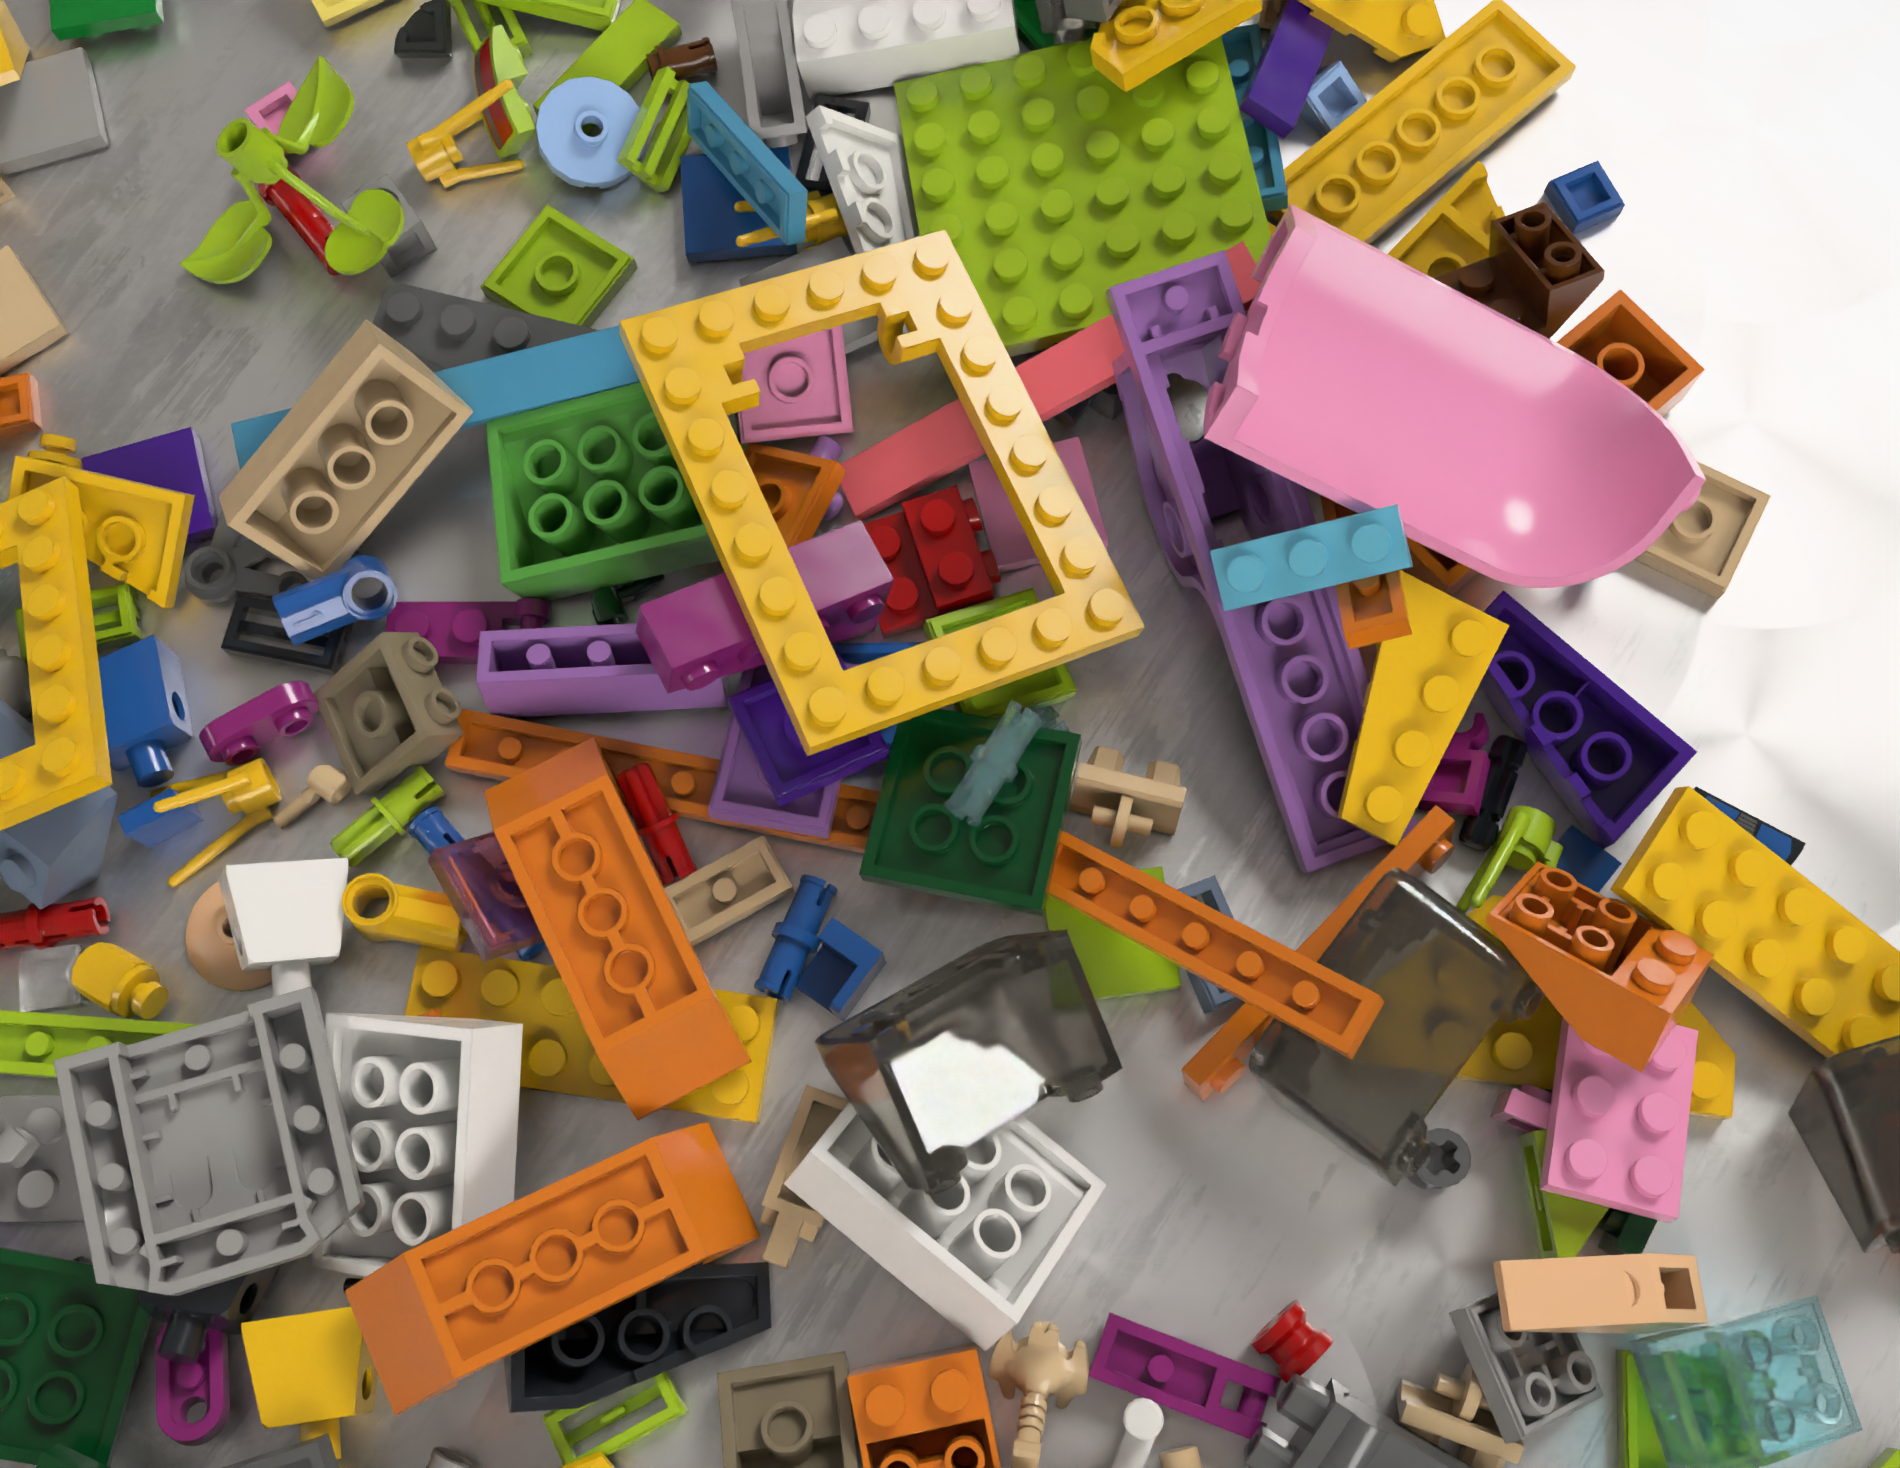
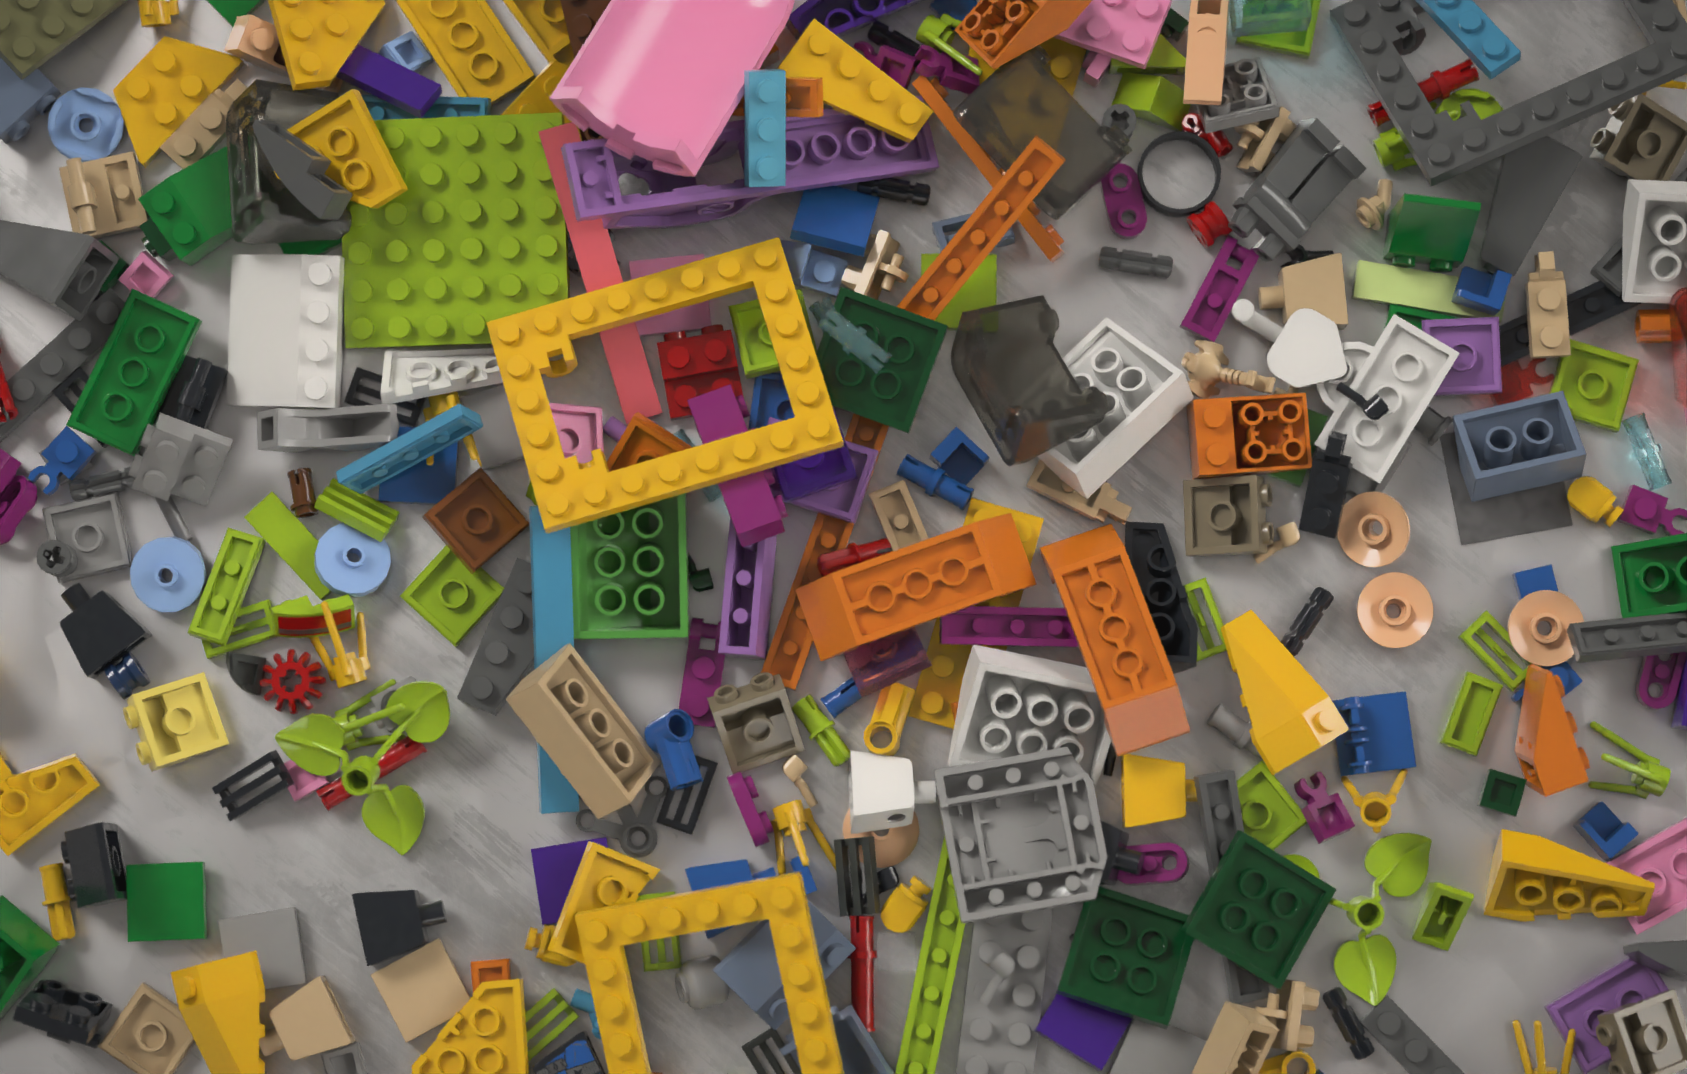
camera: 90 degrees left, 10 degrees up
(79, 259) = (394, 922): none -> black torso
(159, 890) = (844, 883): none -> pearl dark grey tile
(163, 948) = (887, 880): none -> black hand
(253, 43) = (228, 799): none -> black tile
(355, 165) = (353, 725): none -> lime plant
(412, 85) = (284, 672): none -> red gear
(560, 1079) = (1007, 627): none -> magenta plate
(658, 269) = (476, 520): none -> dark orange tile
(1112, 697) = (814, 268): none -> light blue slope
(1192, 721) = (835, 219): none -> blue tile
(1207, 1222) = (1135, 262): none -> dark grey axle
(1258, 816) = (897, 190): none -> black axle
(1308, 1189) = (1124, 200): none -> magenta plate
(1434, 1261) = (1192, 138): none -> black tyre
(1442, 1338) = (1218, 140): none -> red arm
(1473, 852) = (949, 71): none -> magenta plate
(1488, 1216) = (1152, 99): none -> lime slope

